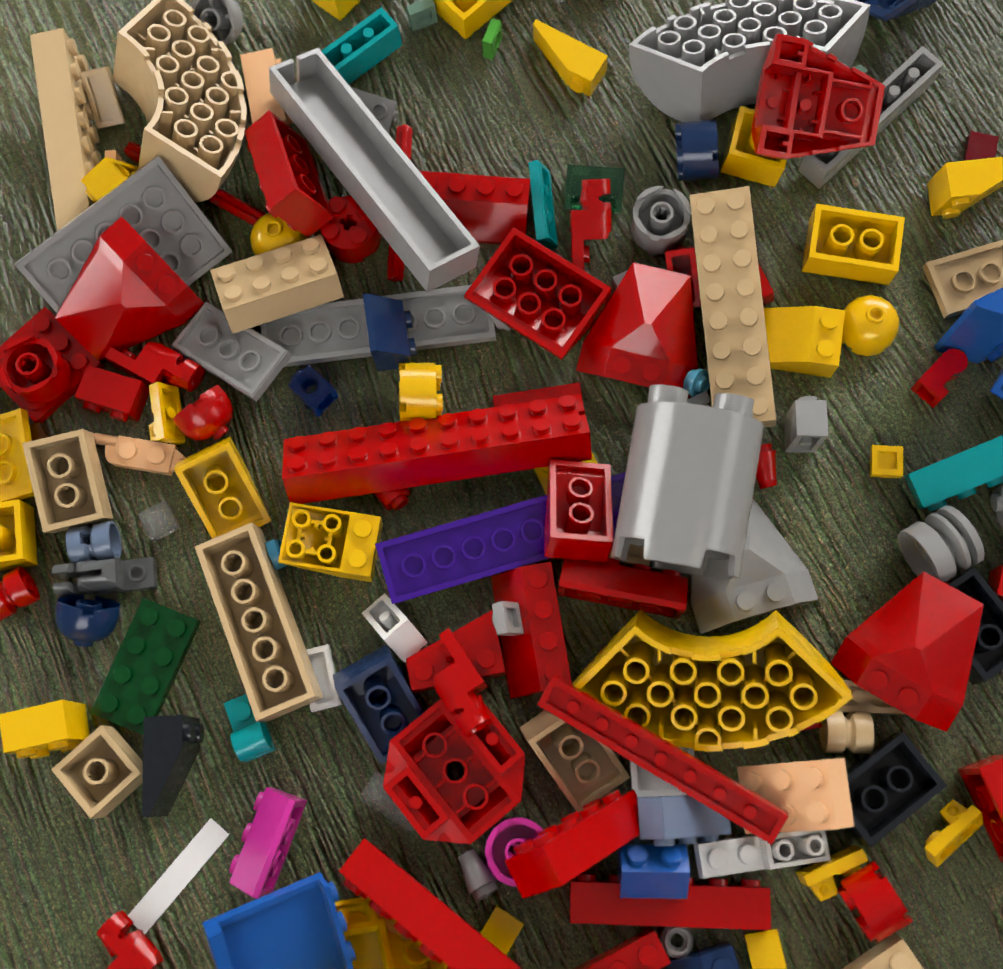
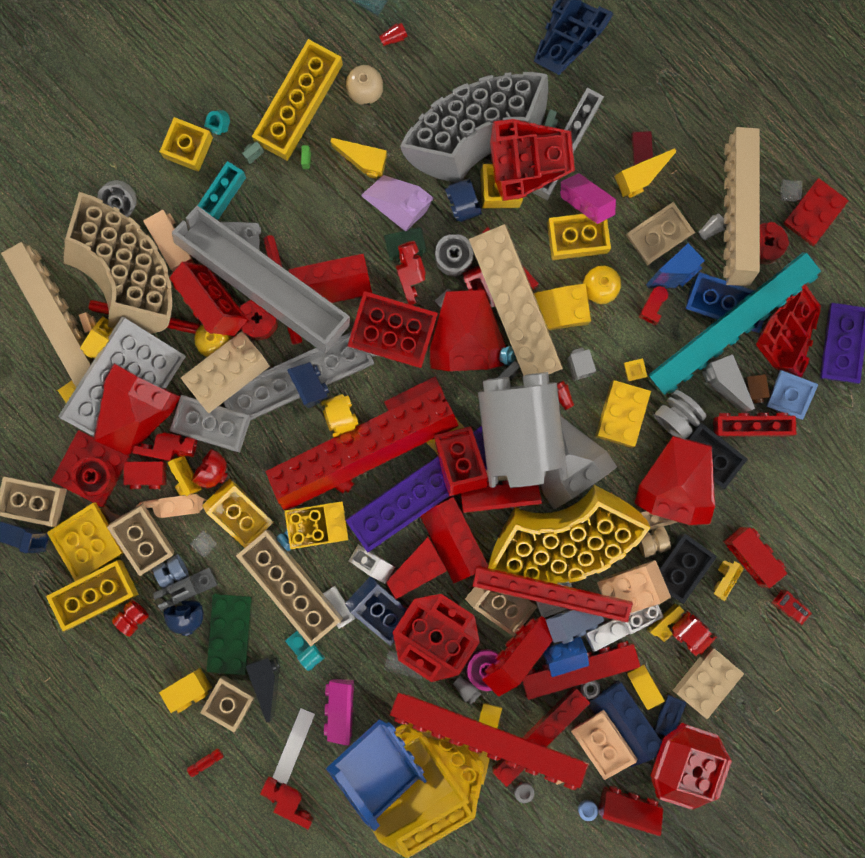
camera: 25 degrees left, 10 degrees up
(34, 855) = (205, 762): none -> red axle
(102, 97) = (61, 276): tan tile -> none
(316, 401) = (278, 436): clear blue brick -> none
(459, 687) = (424, 589): red plate -> none
(507, 618) = (438, 539): light grey plate -> none
(543, 205) = (376, 265): teal tile -> none
(605, 128) = (398, 200): none -> lavender slope
(850, 520) = (623, 414): none -> yellow brick
(883, 192) = (588, 198): none -> dark pink brick

